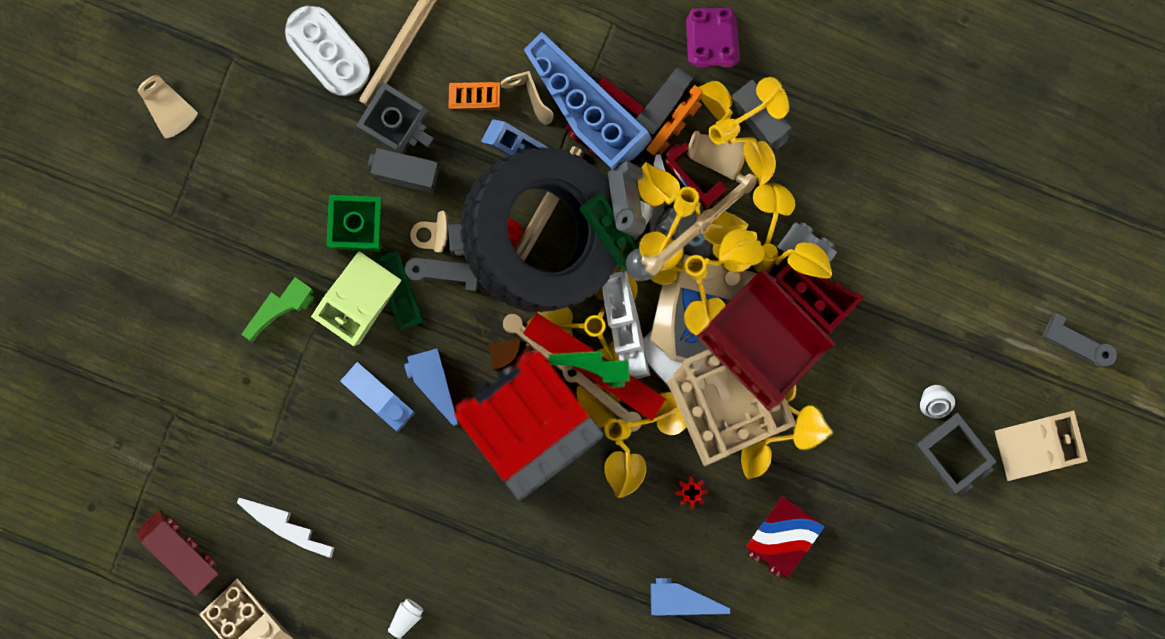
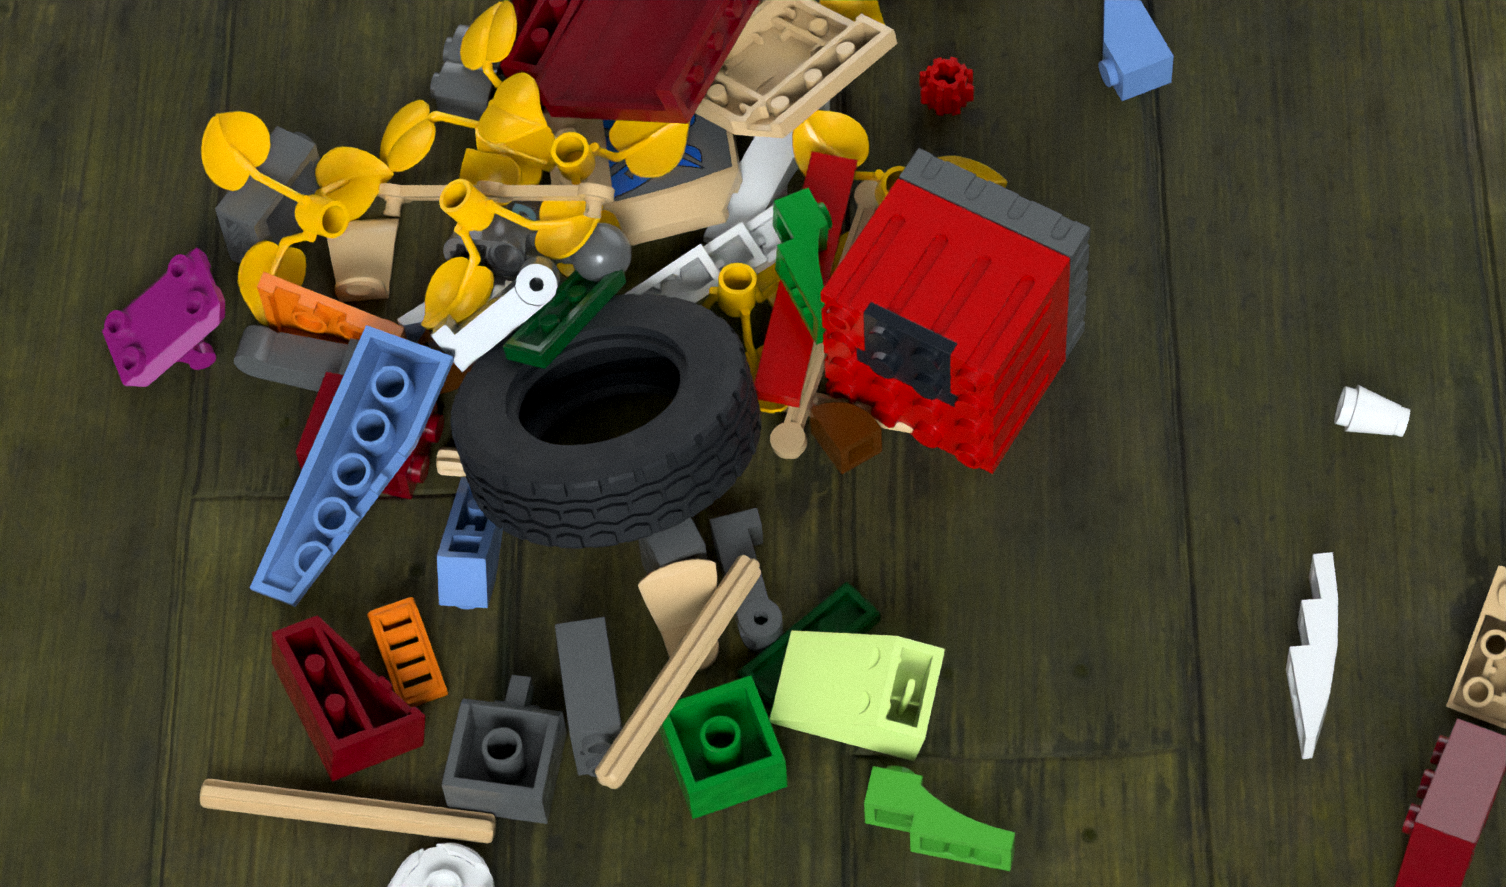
camera: 105 degrees left, 25 degrees down
(377, 397) = (1015, 597): slope -> none
(393, 214) = (677, 672): none -> tan axle
(429, 376) = (940, 528): medium blue slope -> none
(456, 53) = (340, 701): none -> dark red wedge
(542, 112) = (375, 549): tan piece -> none
(672, 158) = (401, 291): dark red panel -> none

